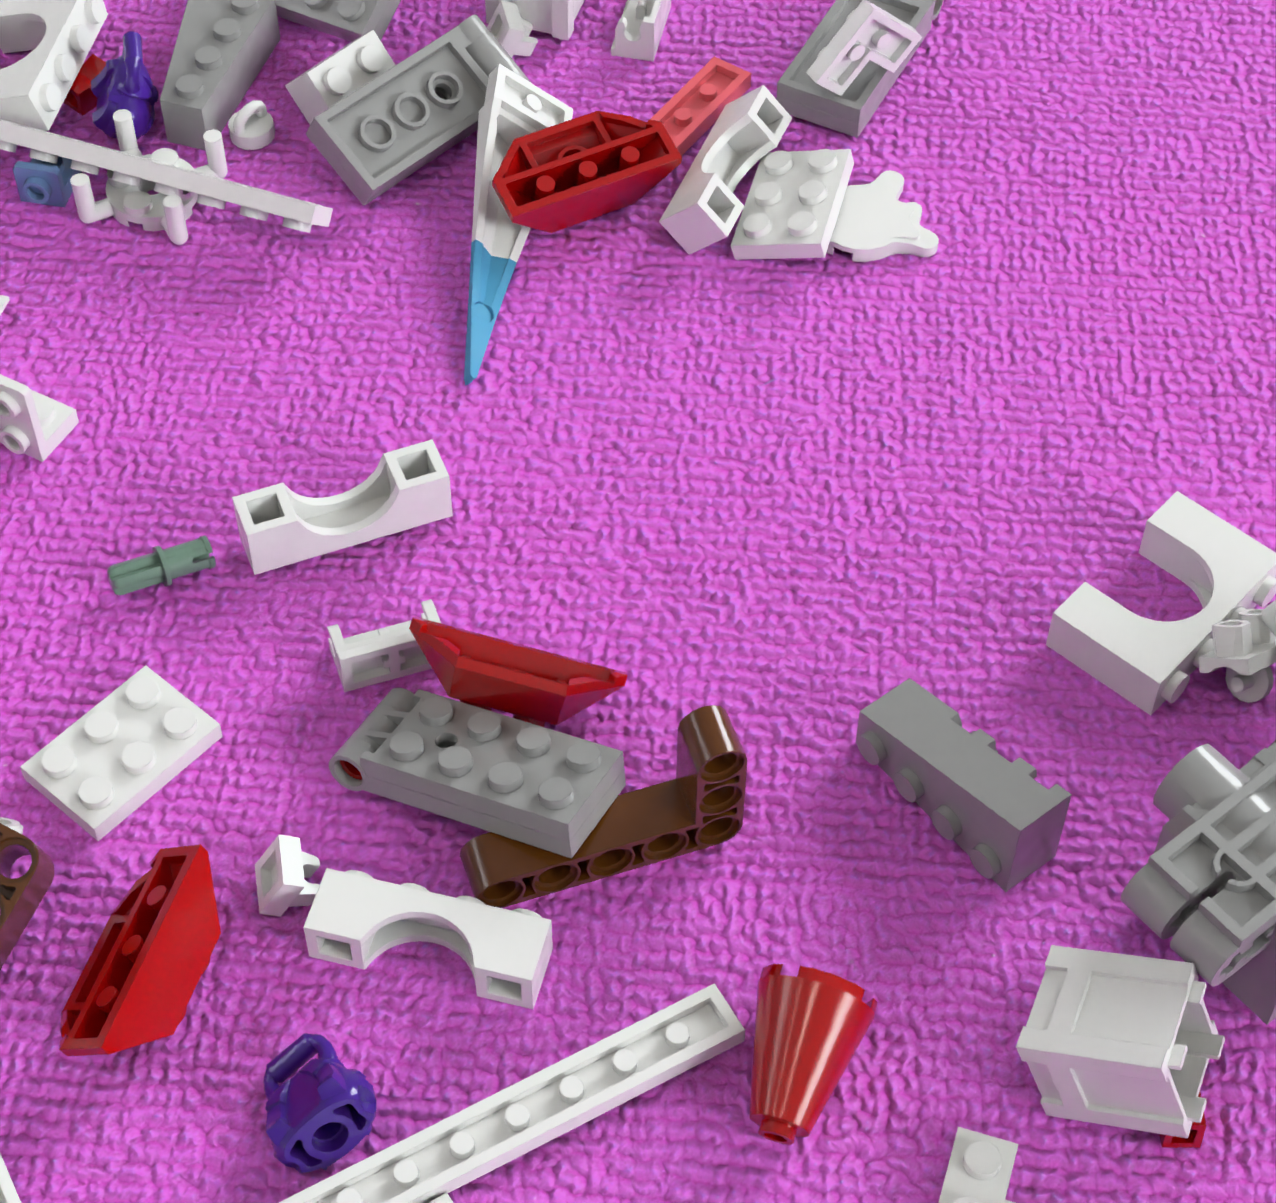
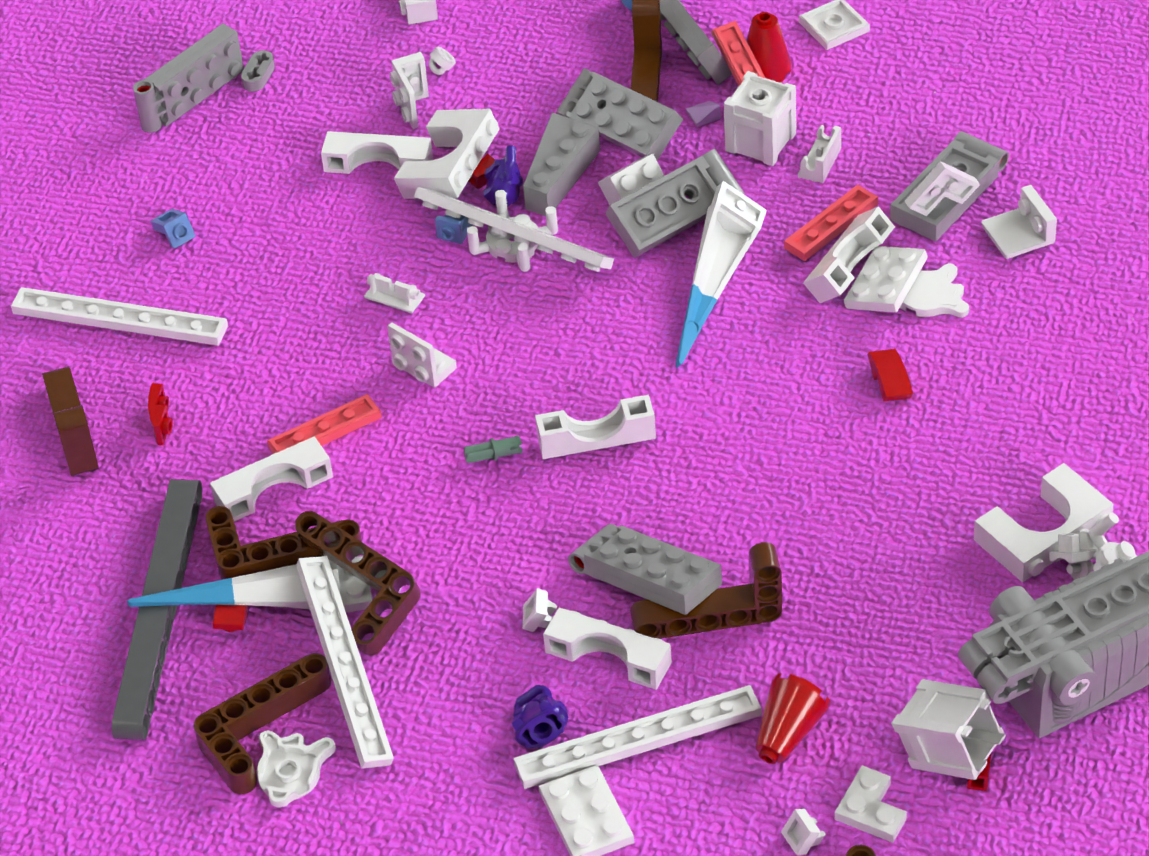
camera: 15 degrees right, 5 degrees down
(121, 752) = (461, 542): white plate -> none
(146, 958) = (464, 639): red wedge -> none
(252, 126) = (575, 205): white tile -> none
(379, 653) = (609, 506): white hinge -> none
(512, 30) = (738, 159): white tile -> none
(512, 676) = (672, 523): red wedge -> none
(583, 169) = (762, 248): red wedge -> none
(840, 362) = (891, 374): none -> red slope
(963, 784) = (903, 602): light grey wedge -> none
(997, 104) = (1022, 228): none -> white bracket

